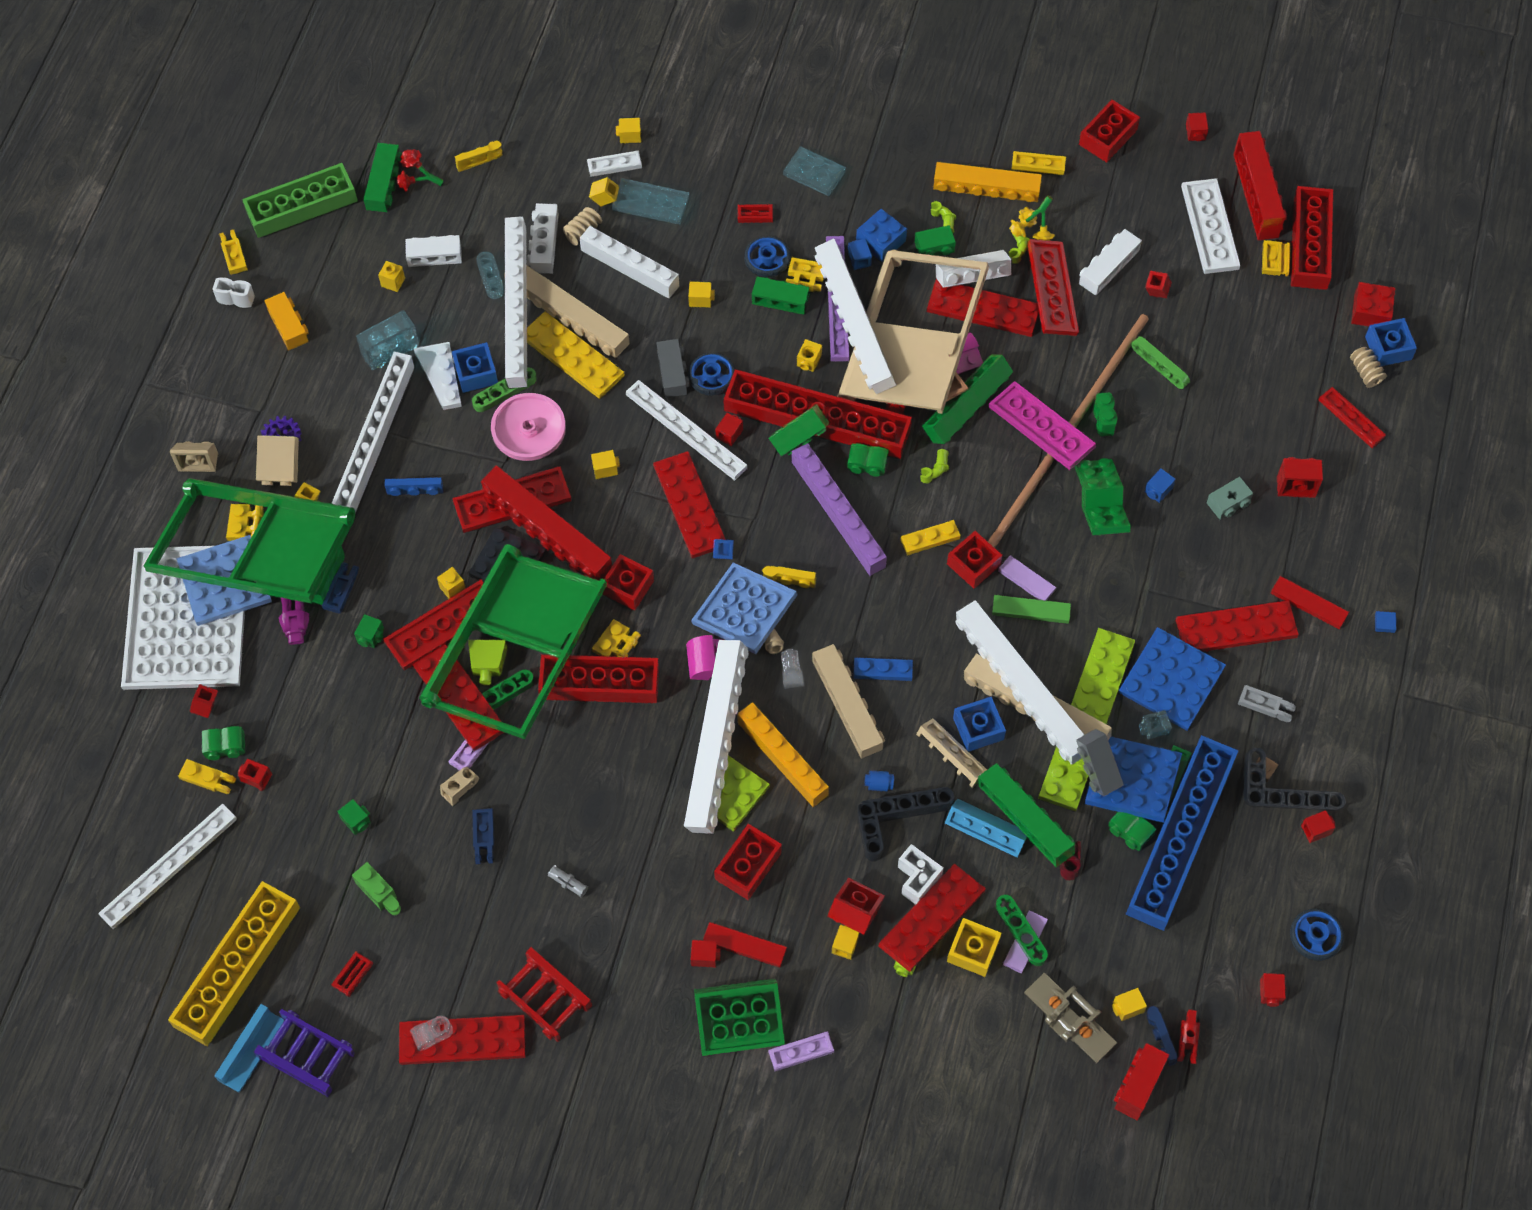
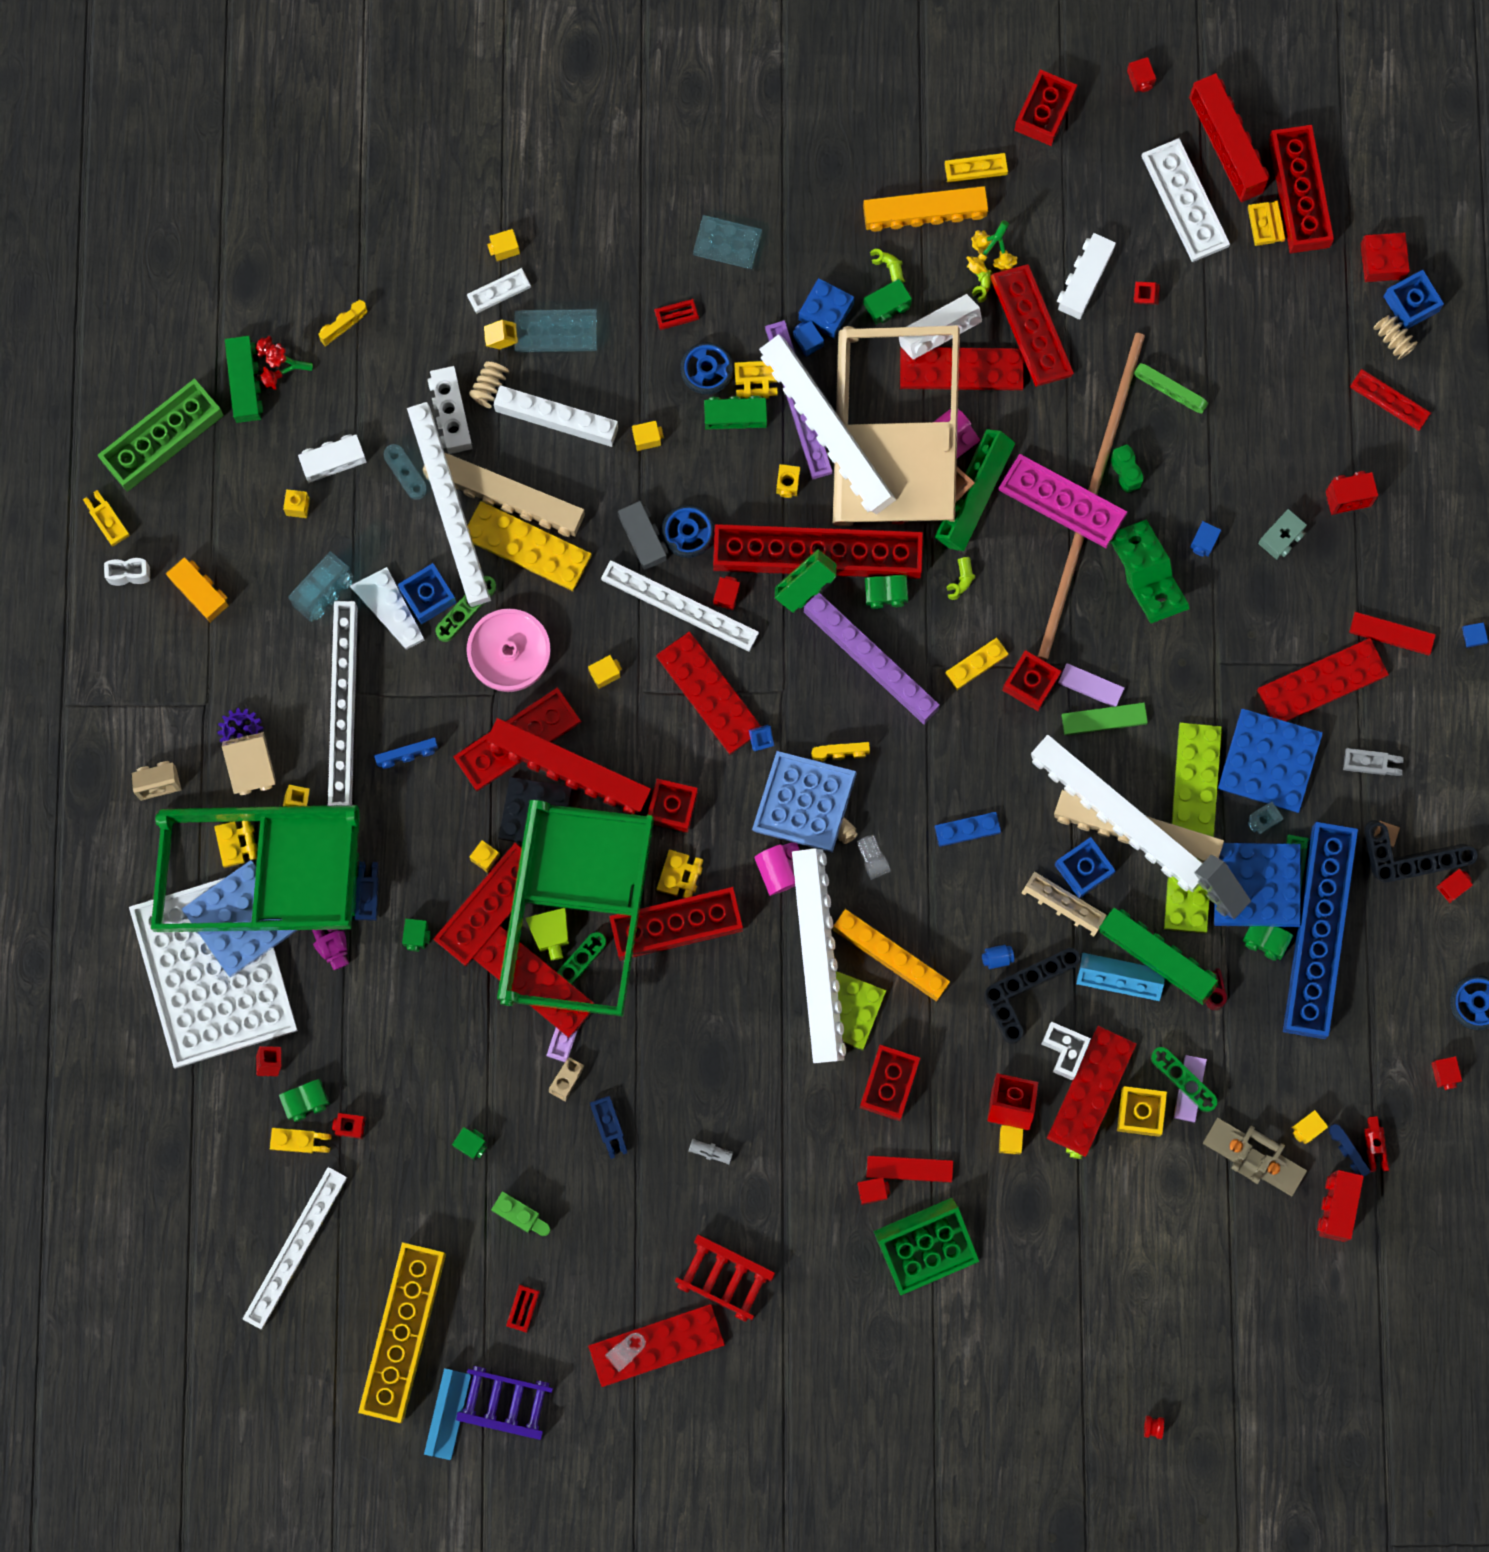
camera: 15 degrees left, 15 degrees up
(801, 1051) = (997, 1263): lavender tile -> none
(847, 701) = (941, 877): tan brick -> none

